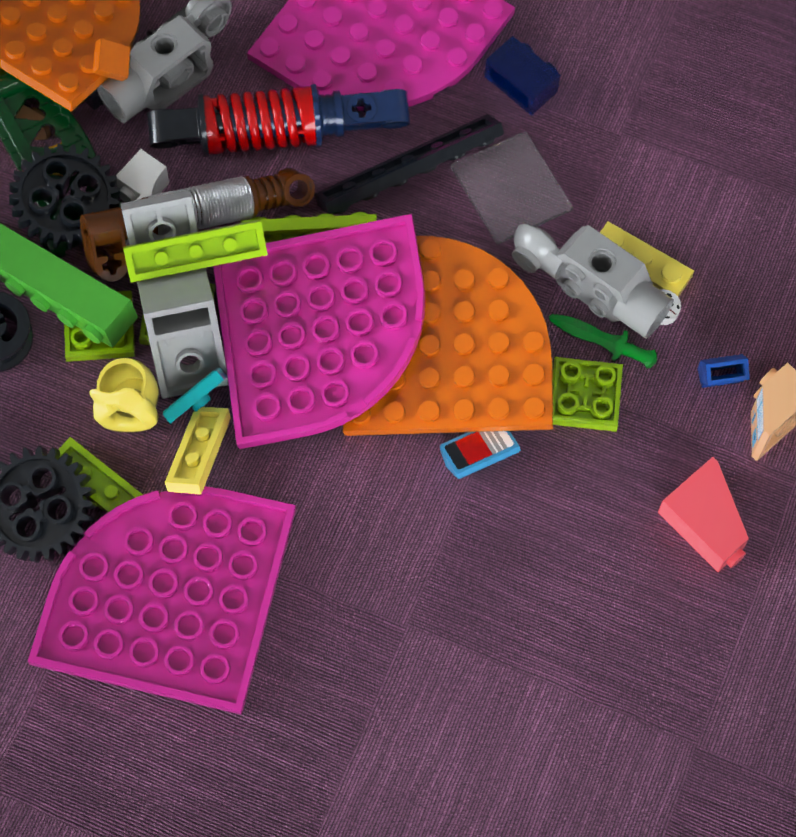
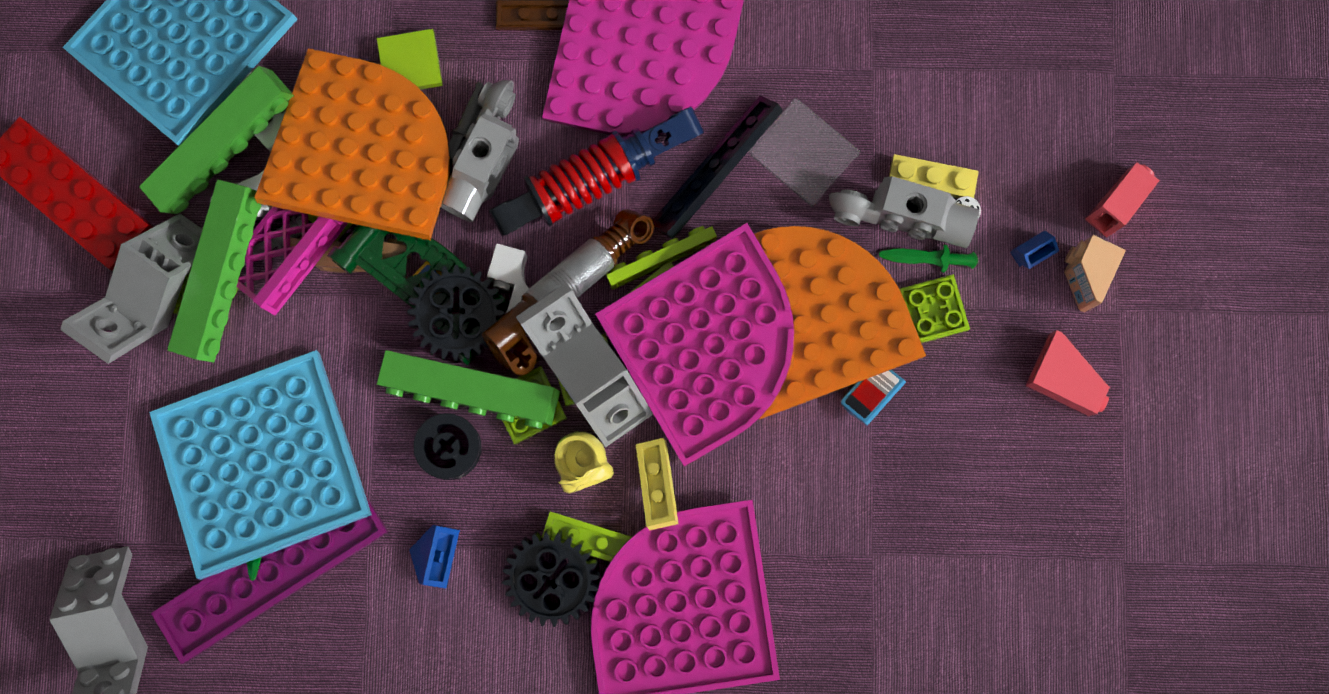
camera: 20 degrees left, 15 degrees up
(111, 59) = (443, 181): orange tile -> none
(195, 251) = (589, 327): lime plate -> none
(196, 396) = (634, 439): teal plate -> none
(522, 75) = (775, 49): clear blue piece -> none

